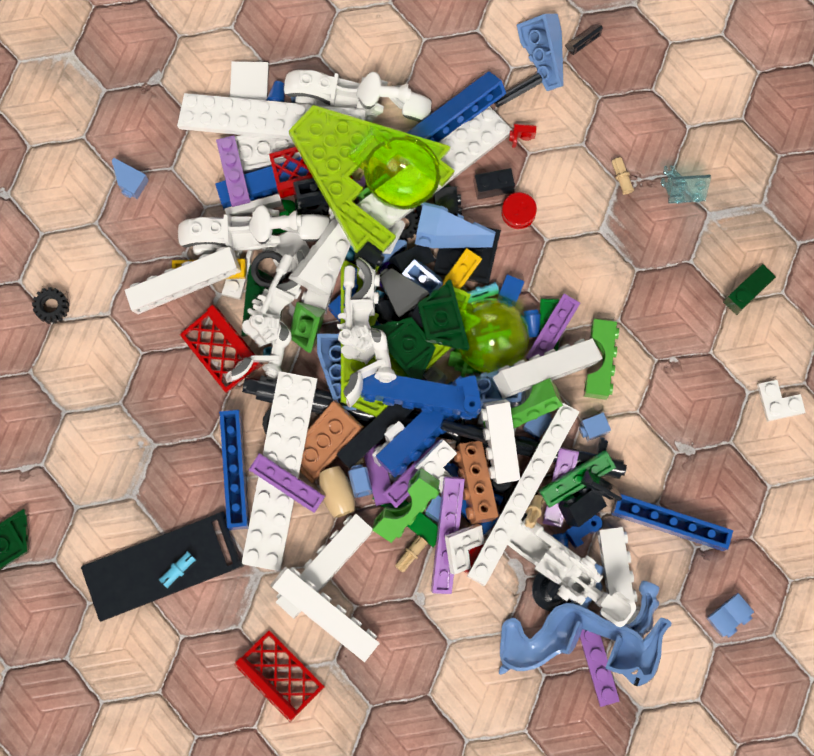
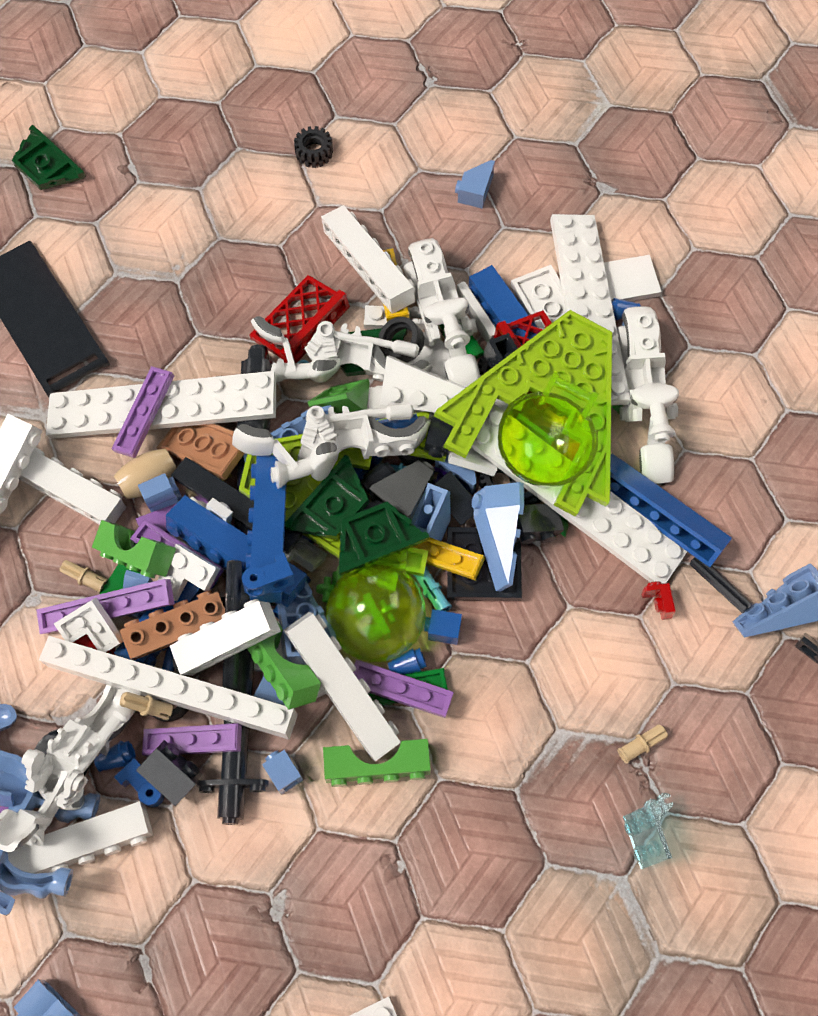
camera: 80 degrees right, 10 degrees down
(177, 569) = (34, 328): medium azure pin -> none
(233, 171) = (511, 278): medium lavender plate -> none
(234, 470) = (166, 354): blue brick -> none
(494, 183) = (582, 576): black brick -> none
(519, 210) = (555, 616): red head -> none
(571, 481) = (202, 756): green tile -> none
(600, 486) = (193, 788): black slope -> none
(672, 523) = (164, 903): blue brick -> none
(749, 289) = (527, 958): dark green slope -> none

